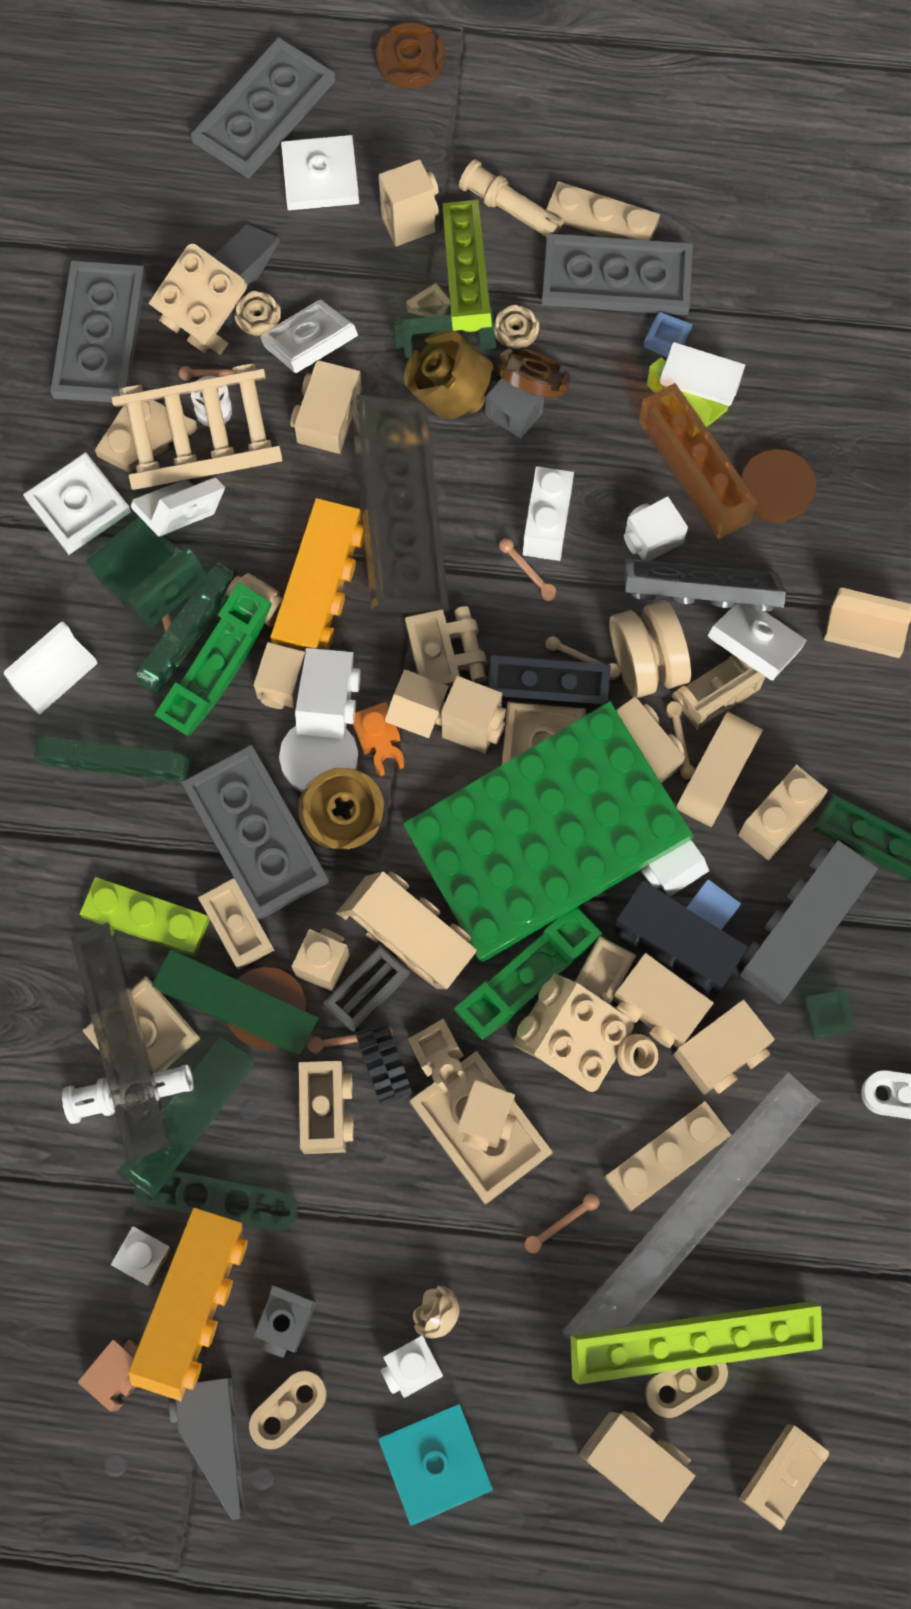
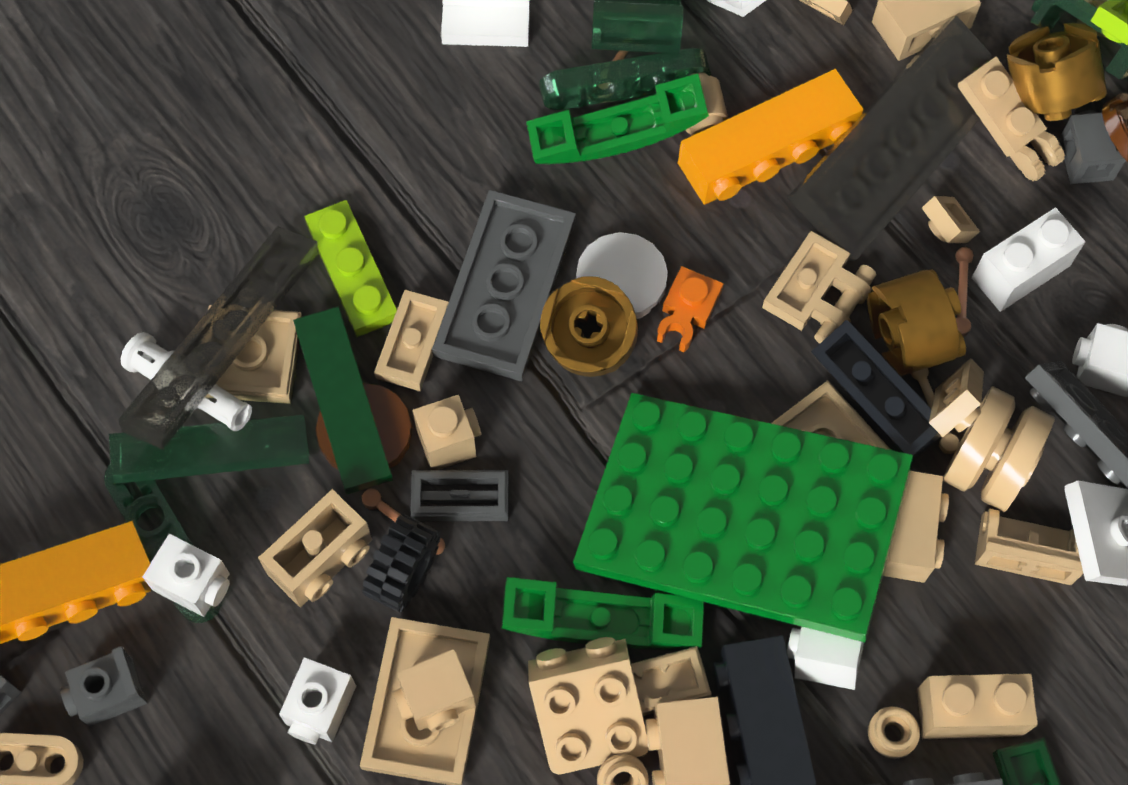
camera: 45 degrees right, 5 degrees down
(111, 759) = (457, 124): clear green beam -> none
(141, 1256) = (59, 520): white plate -> none
(266, 1203) = (187, 575): none -> white brick
(279, 676) = (658, 183): tan brick -> none
(325, 693) = (678, 228): white brick -> none
(409, 928) = (542, 478): tan wedge -> none
(417, 704) = (745, 307): tan brick -> none
(420, 1194) = (317, 702): none -> white brick
(438, 1053) = (456, 601): tan plate -> none
(446, 433) = (1008, 121): none -> tan hinge
(473, 715) = (781, 356): tan brick -> none
(478, 531) = (949, 220): none -> tan plate
(526, 616) = (916, 321): none -> pearl gold brick
(601, 641) = (958, 399): none -> tan plate
(673, 711) = (969, 529): tan hinge -> none
(714, 905) = (827, 725): medium blue tile -> none
(719, 769) = (957, 613): tan beam -> none
(756, 862) = (904, 722): none -> tan plate

